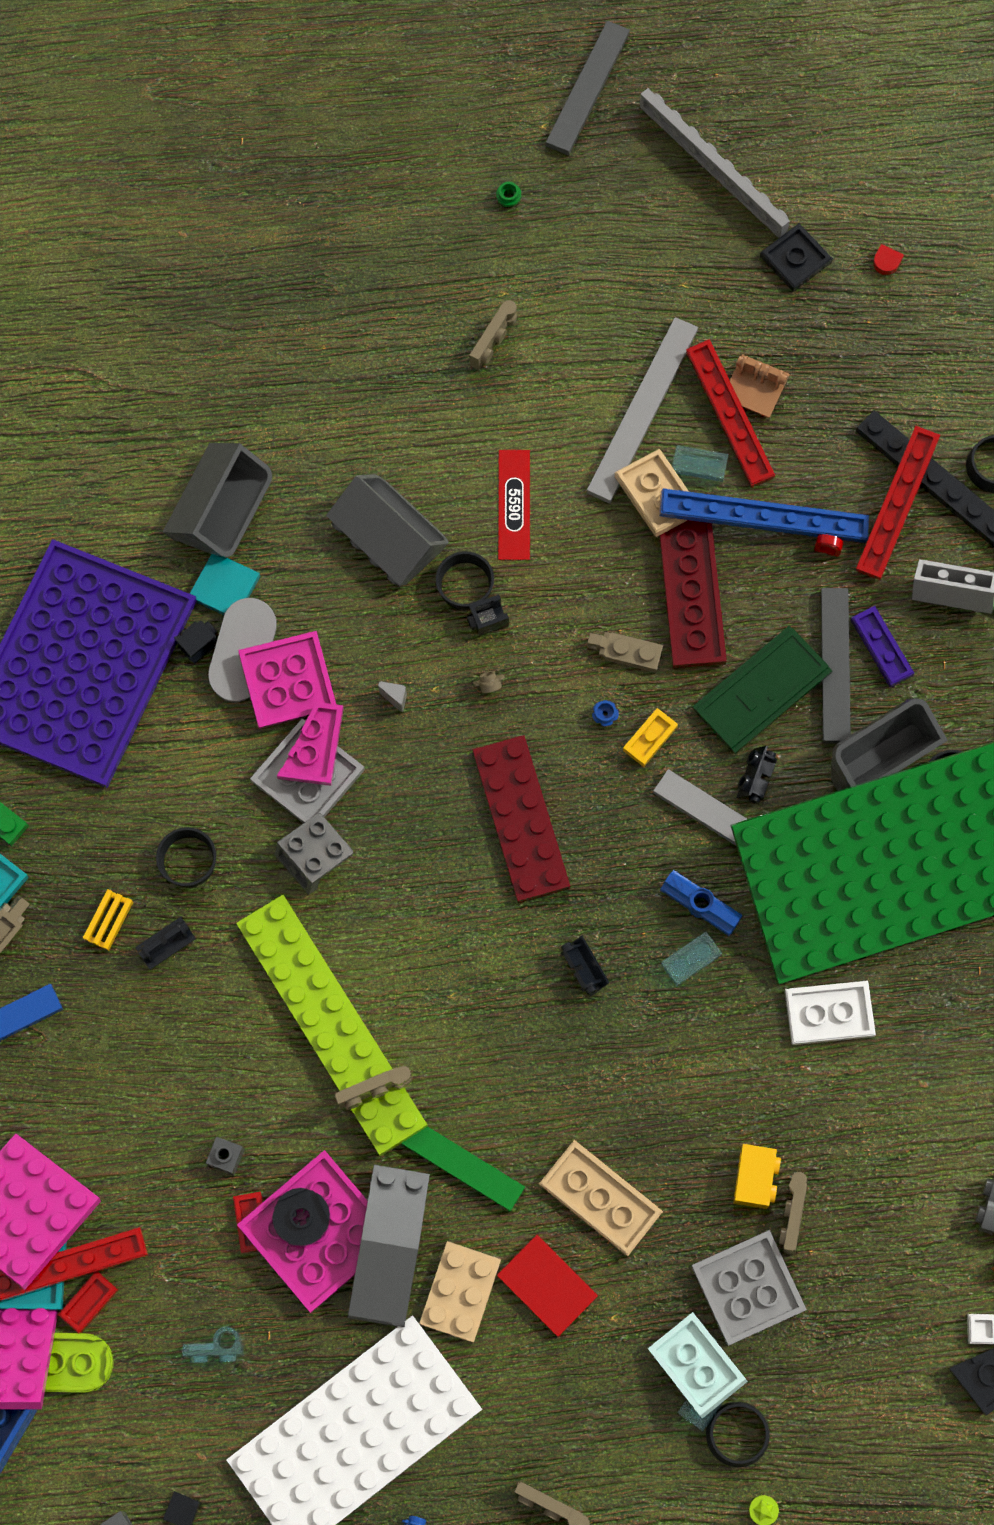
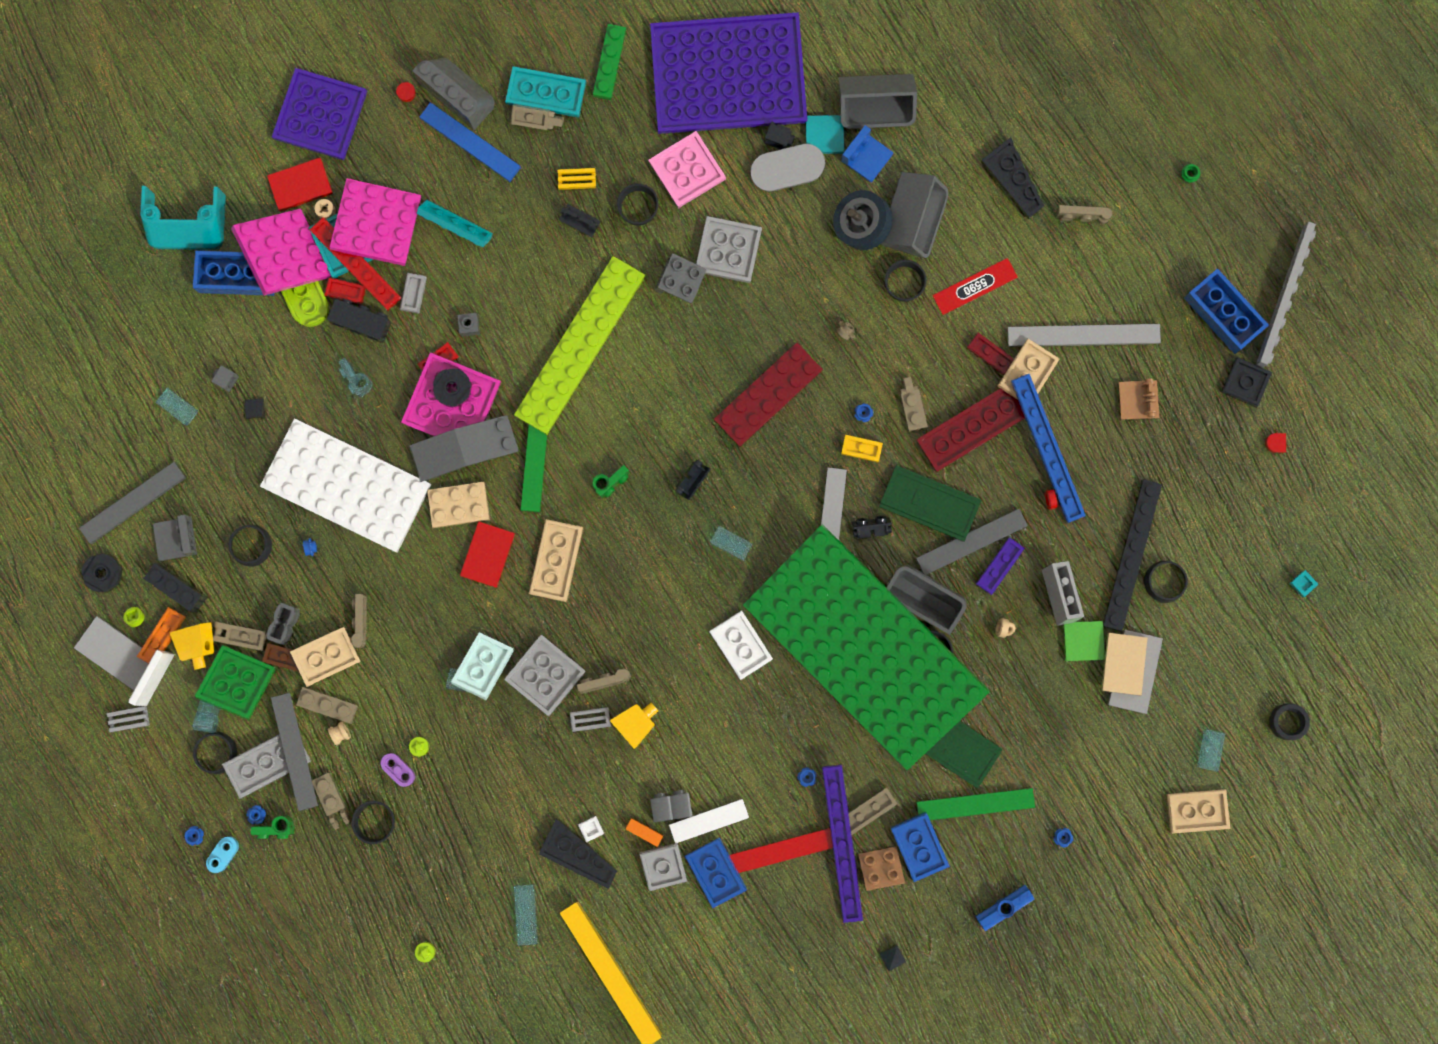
camera: 65 degrees right, 10 degrees up
(79, 1107) = (454, 223): none -> teal plate
(139, 1301) = (359, 320): none -> black brick
(141, 1210) = (413, 293): none -> light grey tile
(175, 774) = (687, 169): none -> bright pink plate
(280, 548) = (866, 155): none -> blue bracket
(286, 678) = (781, 205): dark pink plate -> none
(316, 748) = (746, 245): dark pink wing -> none
(362, 590) = (862, 220): none -> wheel
(375, 1087) = (550, 390): dark tan hinge -> none
(393, 693) = (807, 277): light grey slope -> none
(397, 394) = (1009, 172): none -> black wing
(487, 616) = (889, 307): black window -> none
(532, 1058) = (619, 476): none -> green plate
(587, 88) = (1298, 185): dark grey tile -> none
(609, 527) = (990, 353): none -> dark red tile
(700, 235) = (1226, 311): none -> blue brick
(700, 463) = (1064, 389): clear light blue plate -> none
(713, 1448) = (474, 711): black tyre -> none
(715, 913) = (768, 544): blue piece -> none
(730, 413) = (1110, 392): red tile -> none
(756, 1176) = (614, 647): yellow brick -> none
(828, 1280) = (606, 717): none -> light grey tile
(870, 1199) = (635, 723): none -> yellow torso
(898, 503) = (1103, 529): red plate -> none
(963, 678) = (1002, 628): none -> tan tile

